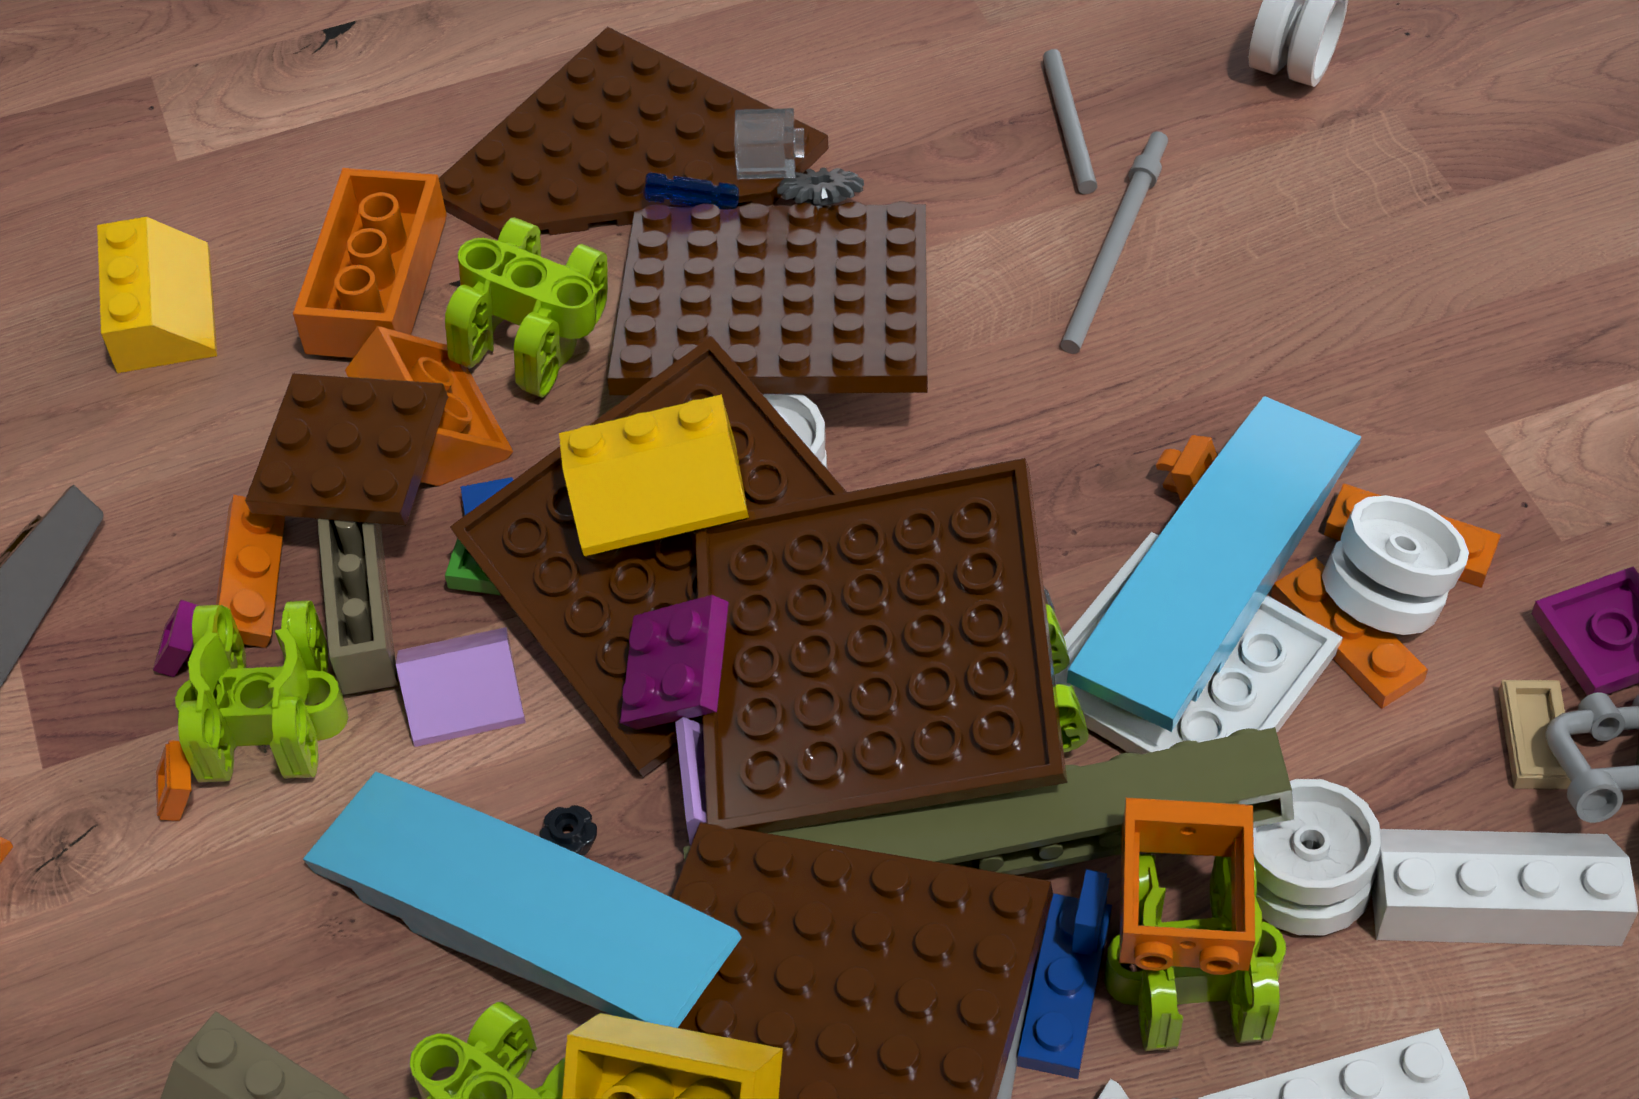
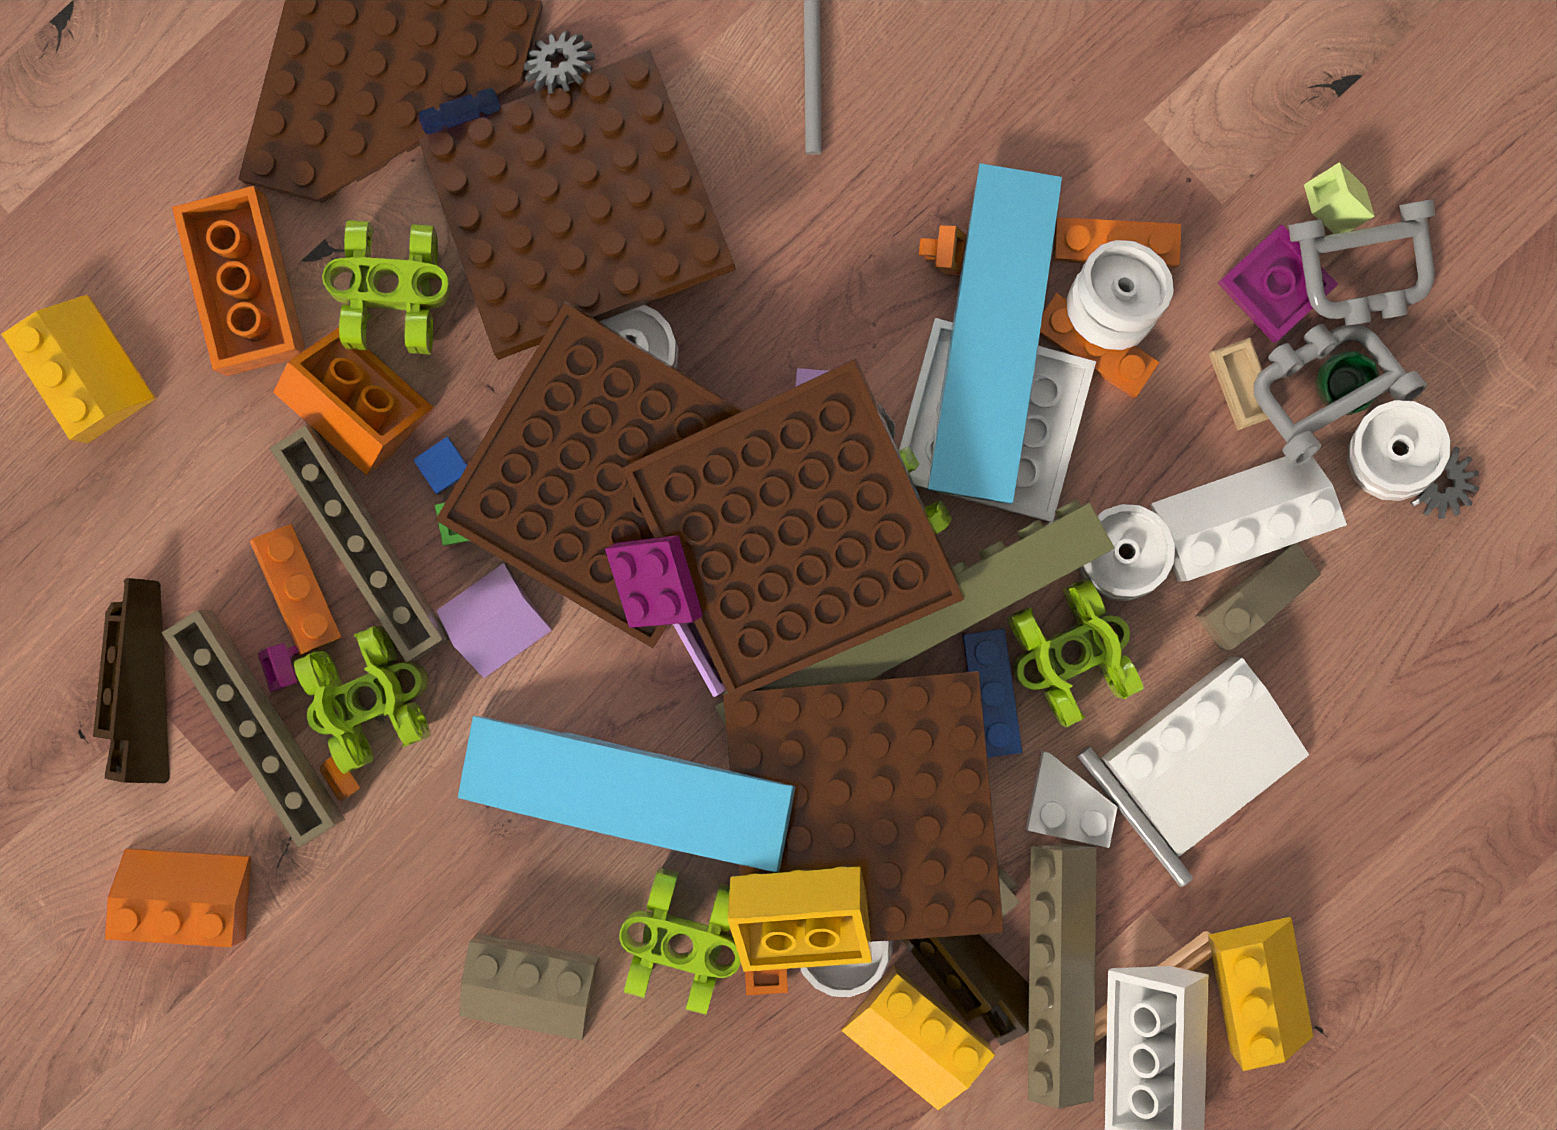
camera: 25 degrees left, 35 degrees up
(110, 690) = (253, 726): none -> dark tan brick
(347, 449) = (327, 486): reddish brown plate -> none
(578, 818) = (627, 697): black plate -> none
(653, 475) = (579, 450): yellow slope -> none
(767, 143) = (504, 46): clear brick -> none
(1090, 912) = (999, 656): blue tile -> none
(1188, 830) = (1100, 687): orange window -> none
(1483, 984) = (1258, 597): none -> dark tan slope

